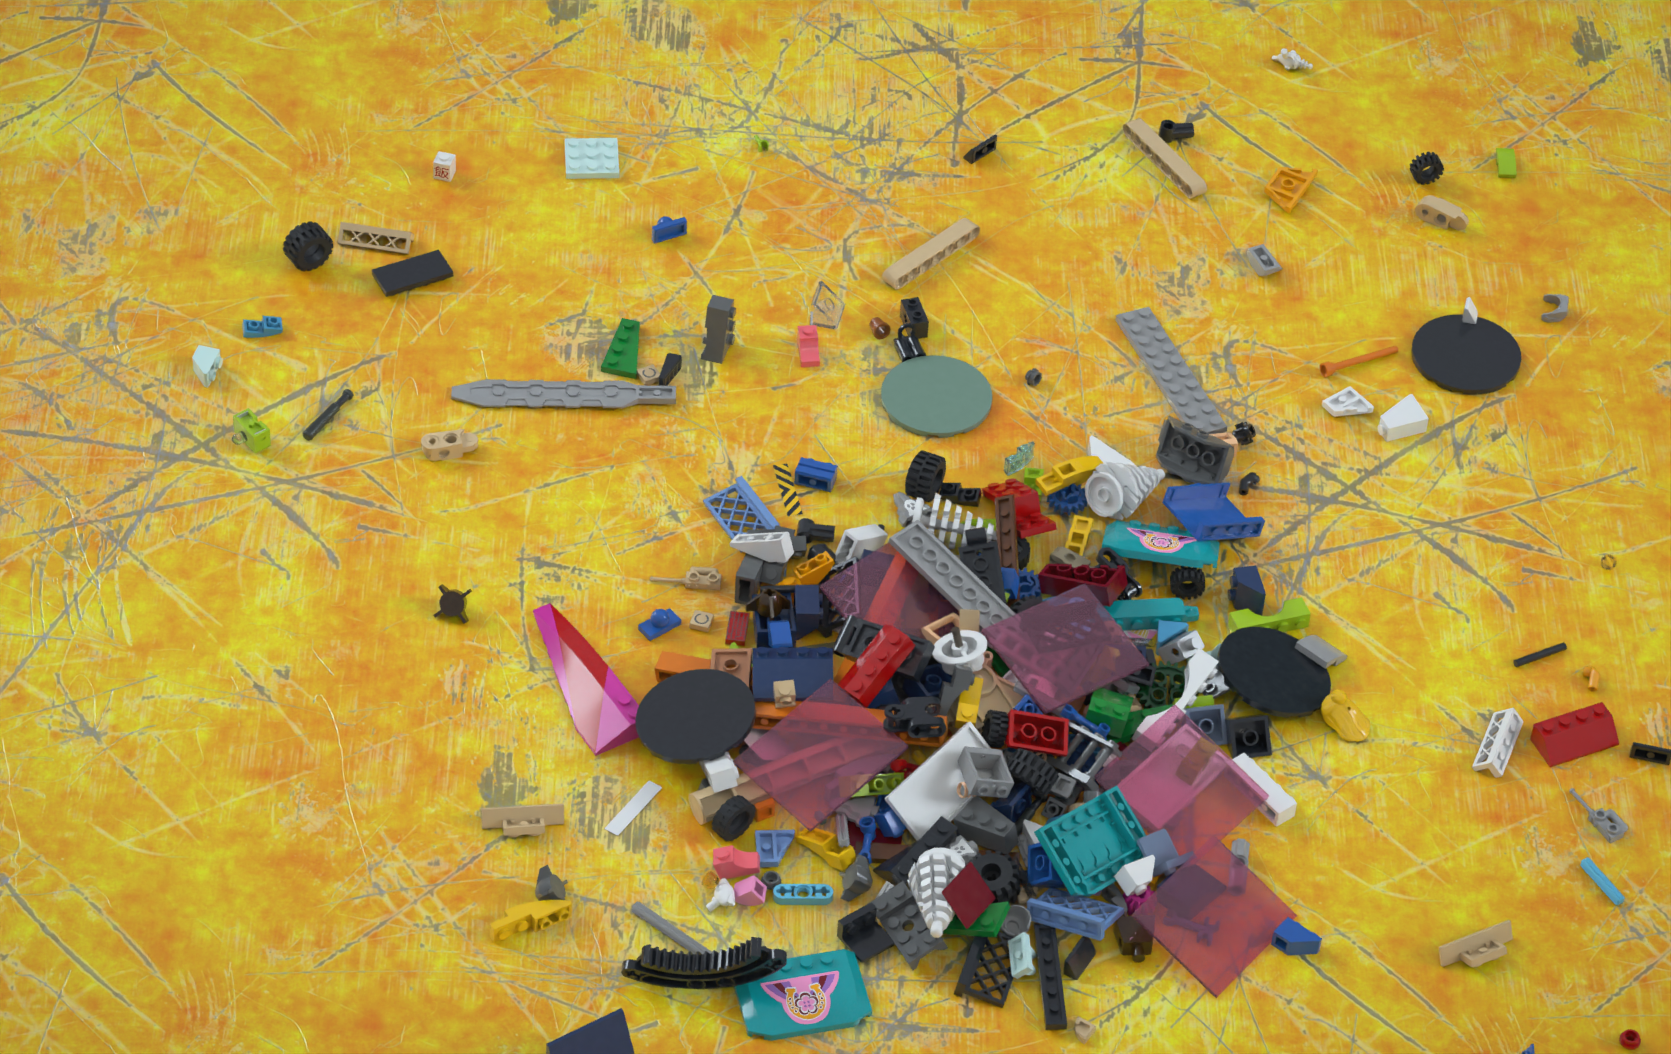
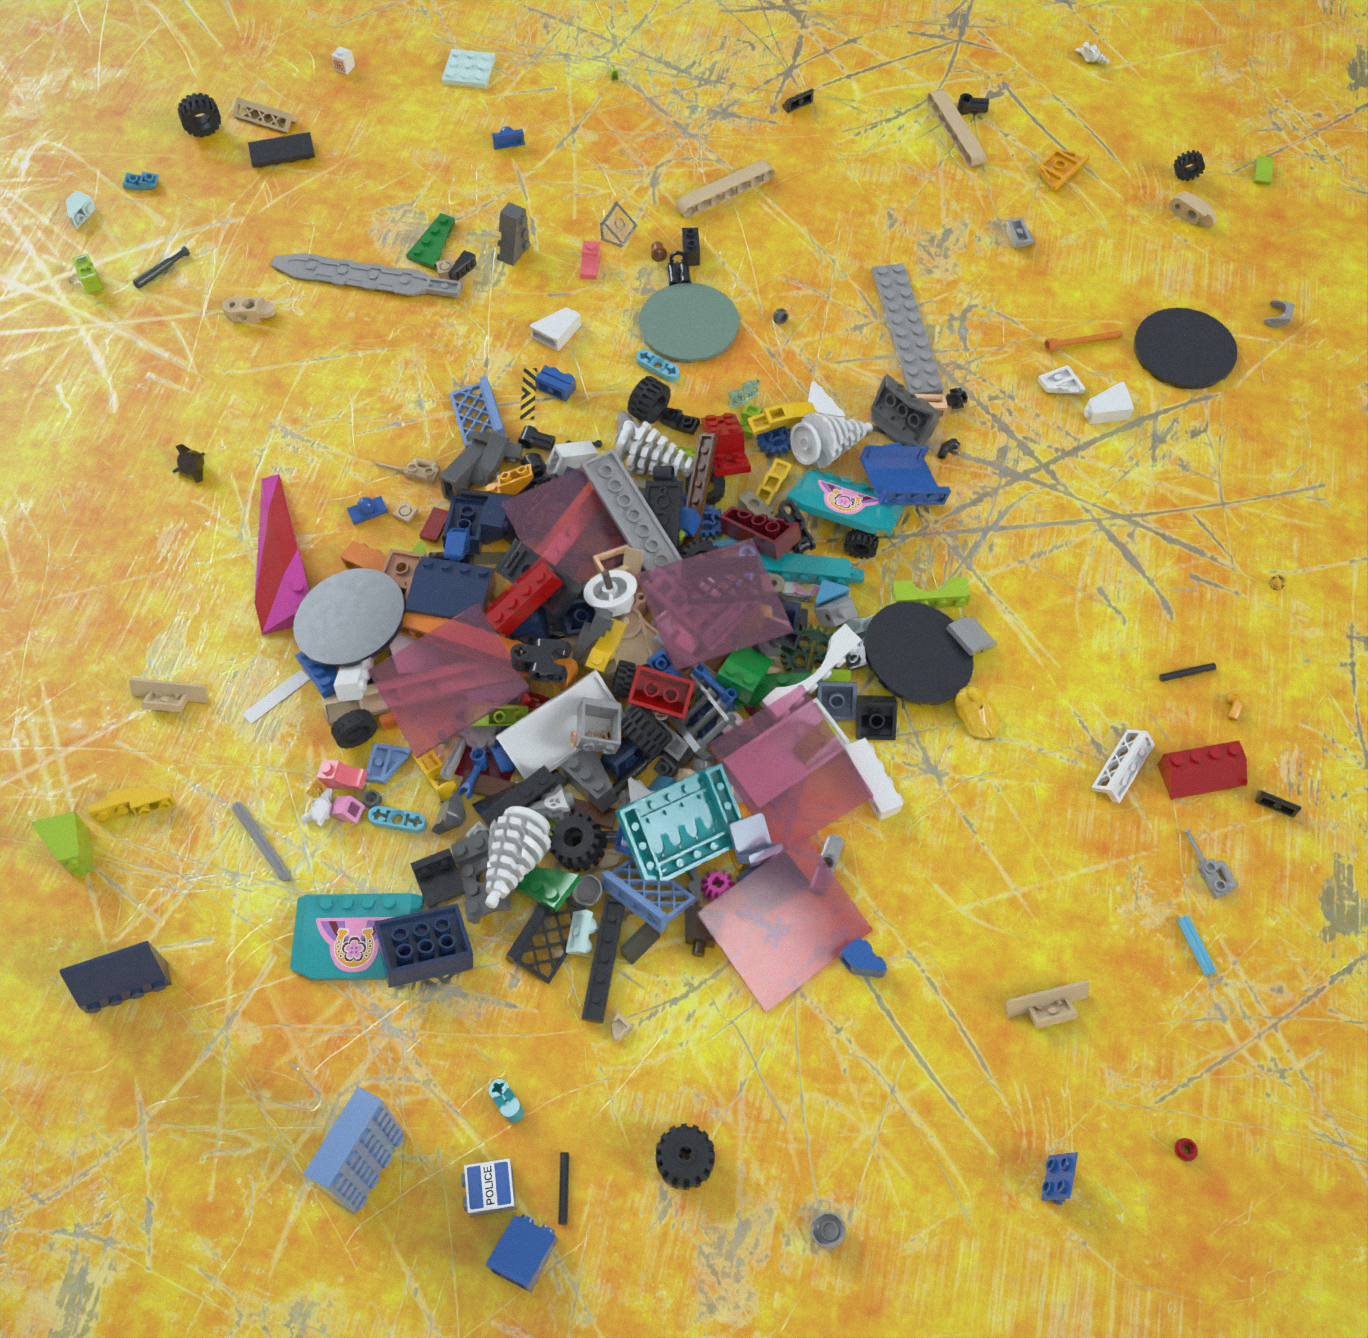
camera: 15 degrees right, 15 degrees up
(482, 958) = (68, 841): none -> lime slope
(549, 886) = (161, 774): dark grey piece -> none
(679, 775) = (321, 676): none -> blue wing
(705, 971) = (265, 894): black gear -> none
(766, 546) = (476, 450): white slope -> none
(768, 603) = (461, 509): dark brown piece -> none
(784, 693) = (430, 611): tan brick -> none
(795, 420) = (556, 328): none -> white slope
(876, 988) = (423, 945): none -> dark blue slope
(904, 443) = (653, 359): none -> medium azure beam
(968, 895) = (537, 864): dark red sticker -> none
(1024, 878) = (609, 839): black piece -> none
(1136, 875) = (716, 866): white slope -> none
(1247, 589) = (915, 561): dark blue slope -> none
(1470, 312) = (1198, 308): white slope -> none

